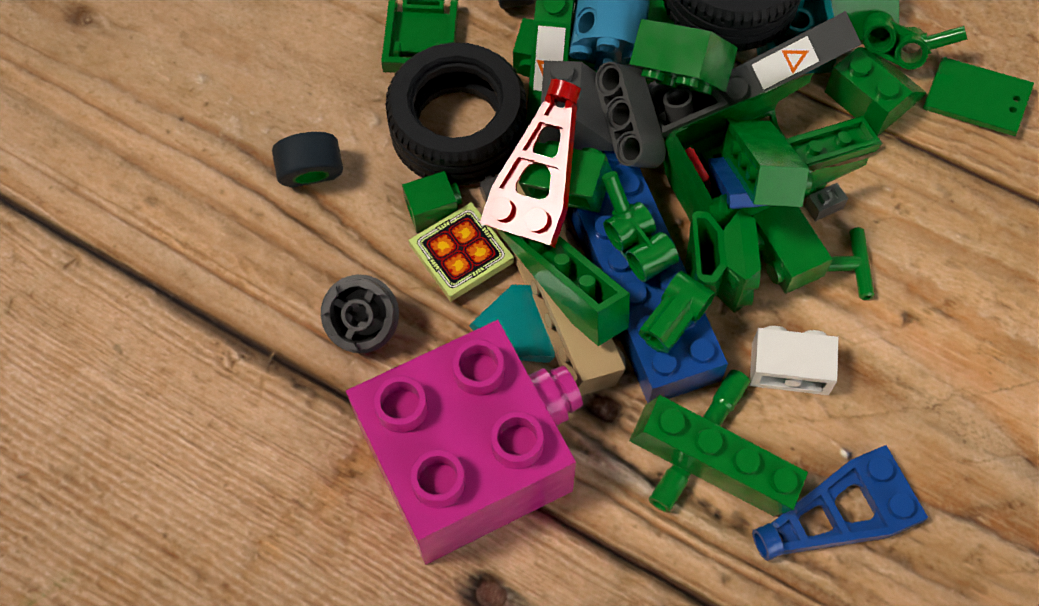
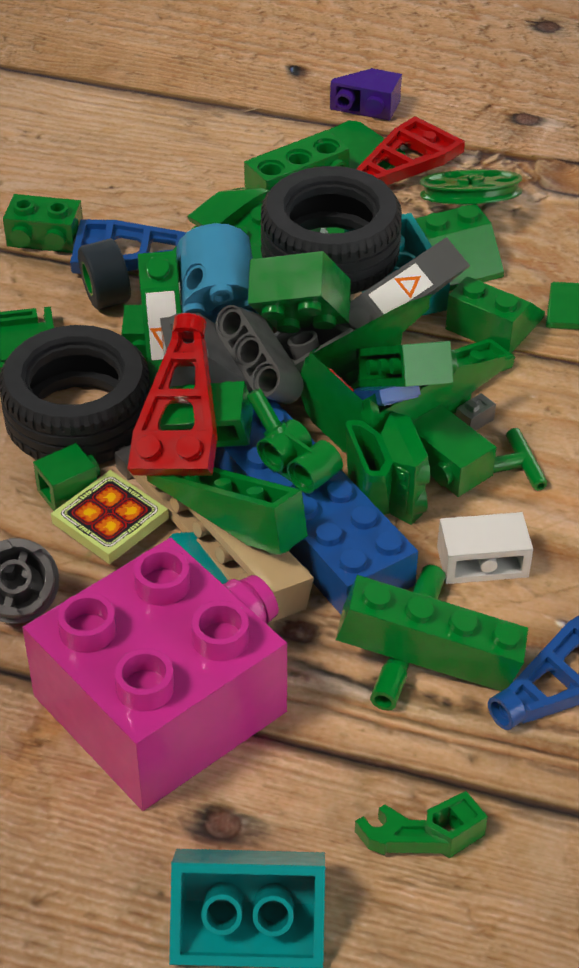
camera: 15 degrees left, 20 degrees down
(680, 304) = (356, 500): green piece -> none
(891, 45) = (504, 263): green beam -> none

